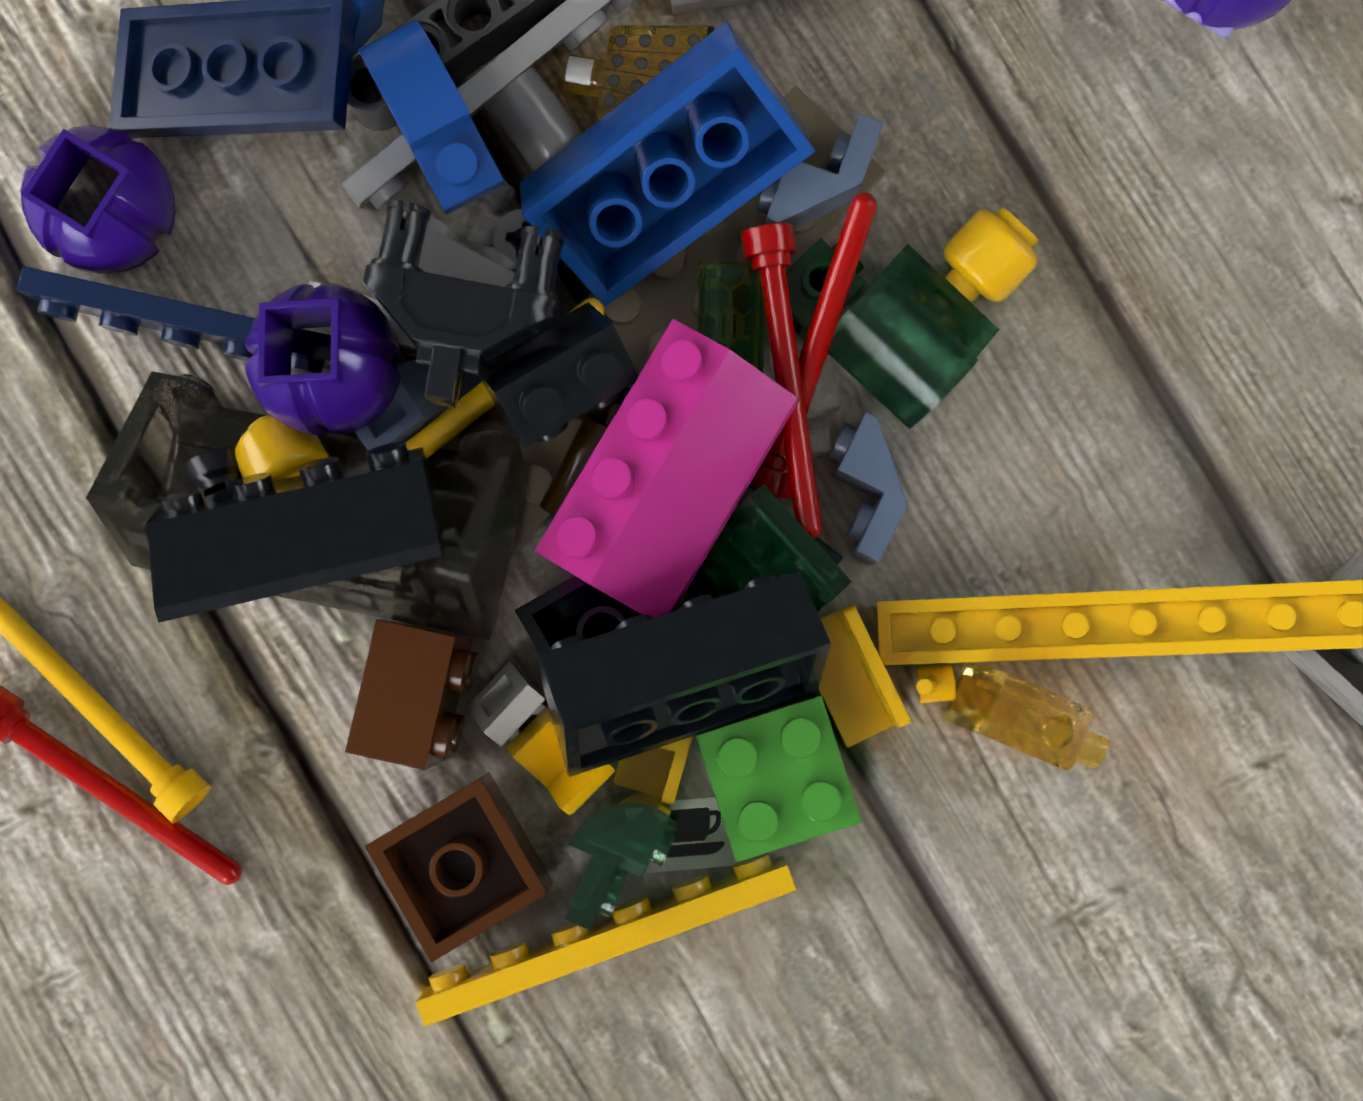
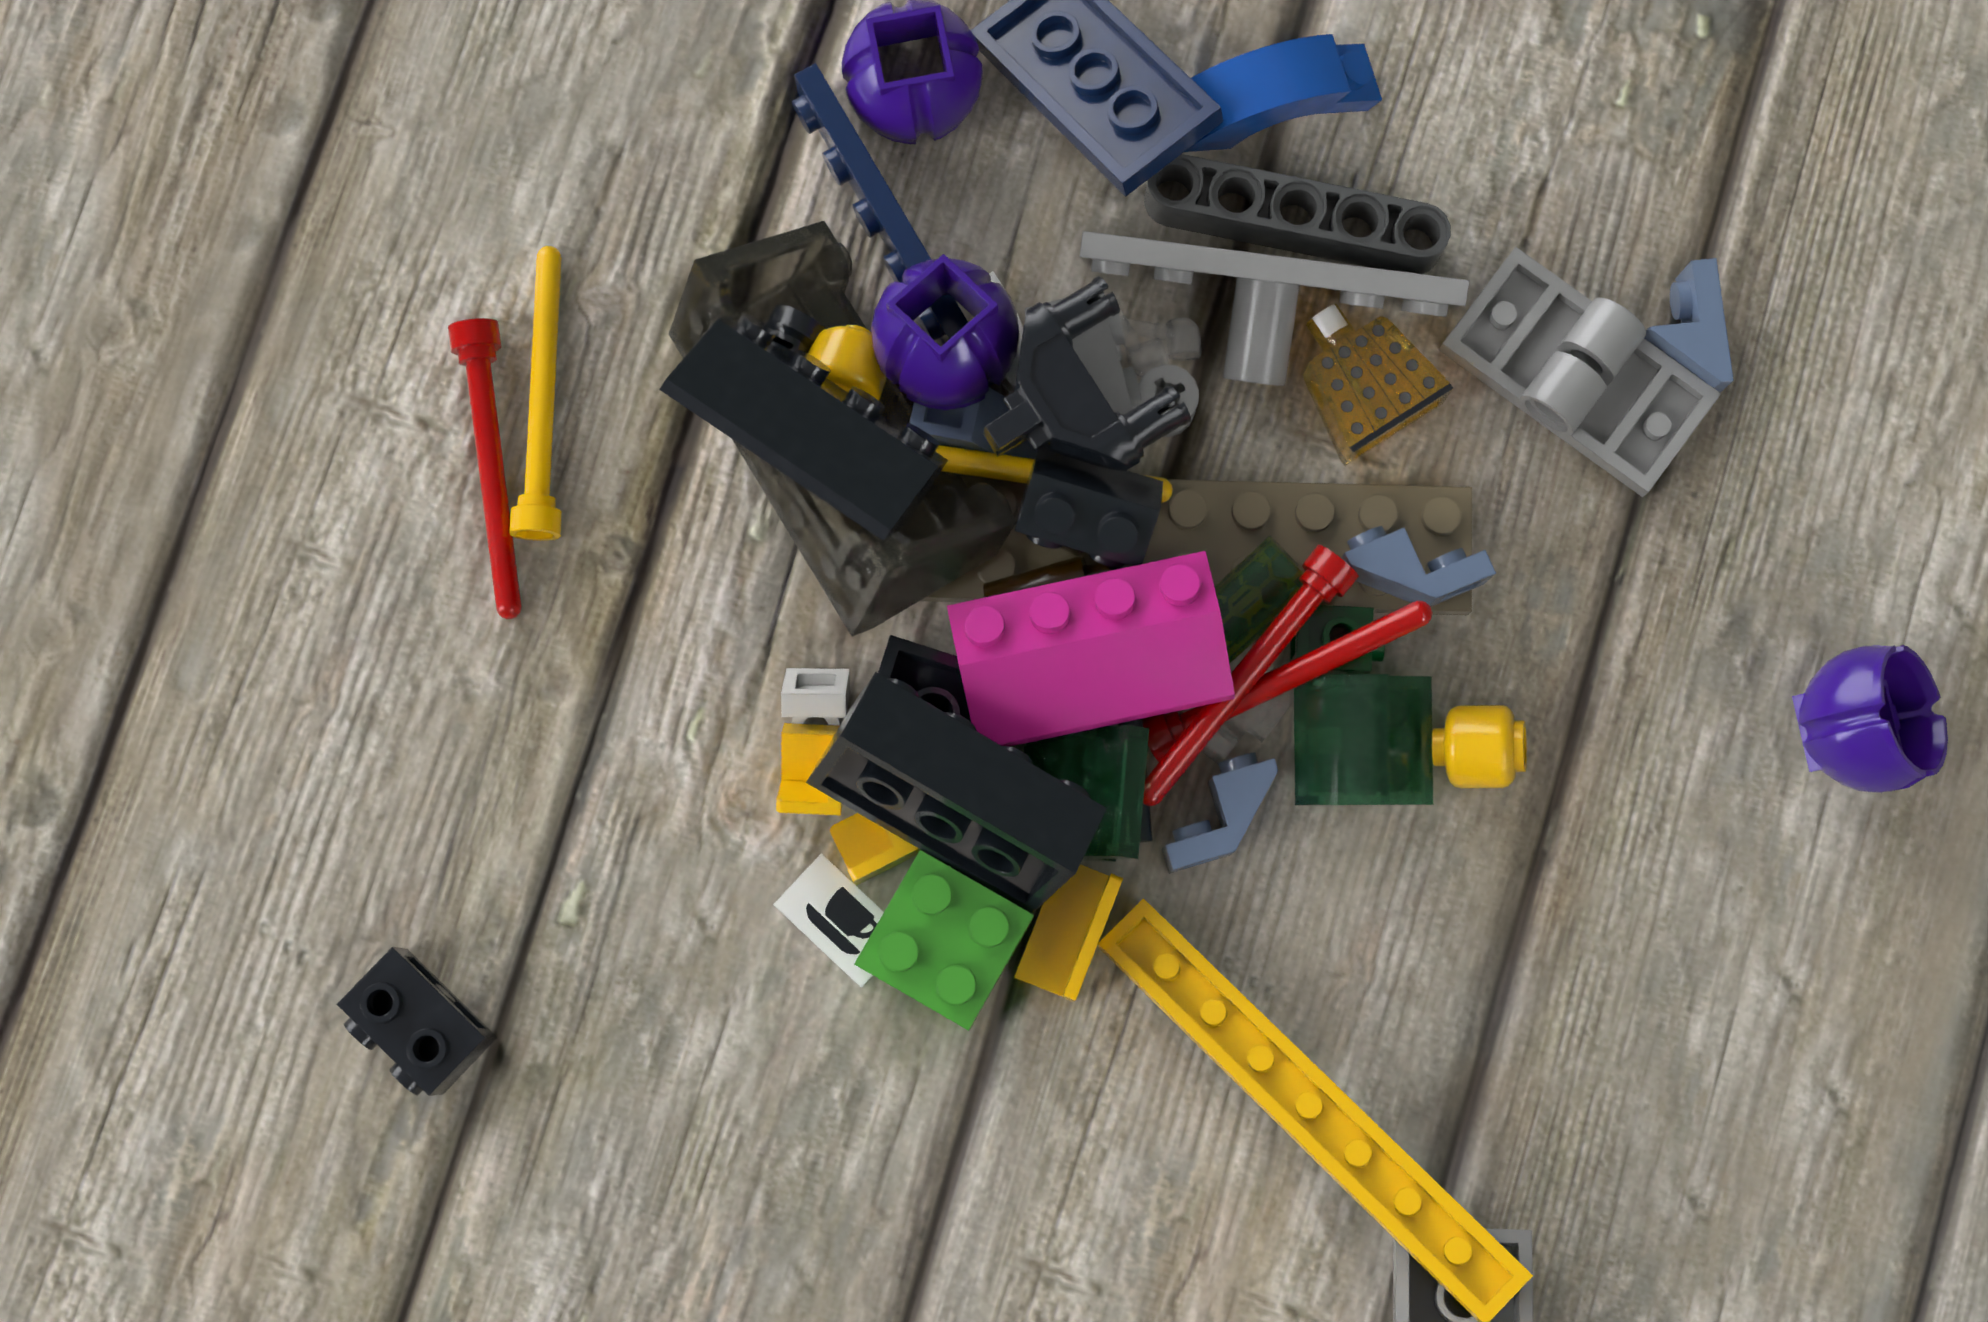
camera: 50 degrees right, 5 degrees down
(412, 695) = (763, 617): reddish brown brick -> none
(431, 116) = (1189, 248): blue arch -> none
(460, 867) = (668, 766): reddish brown brick -> none
(575, 947) = (687, 910): yellow plate -> none
(622, 837) = (794, 858): clear green brick -> none
(666, 165) = (1313, 446): blue brick -> none
(935, 683) = (1122, 998): yellow hand -> none
(1026, 718) = (1154, 1067): clear yellow torso -> none

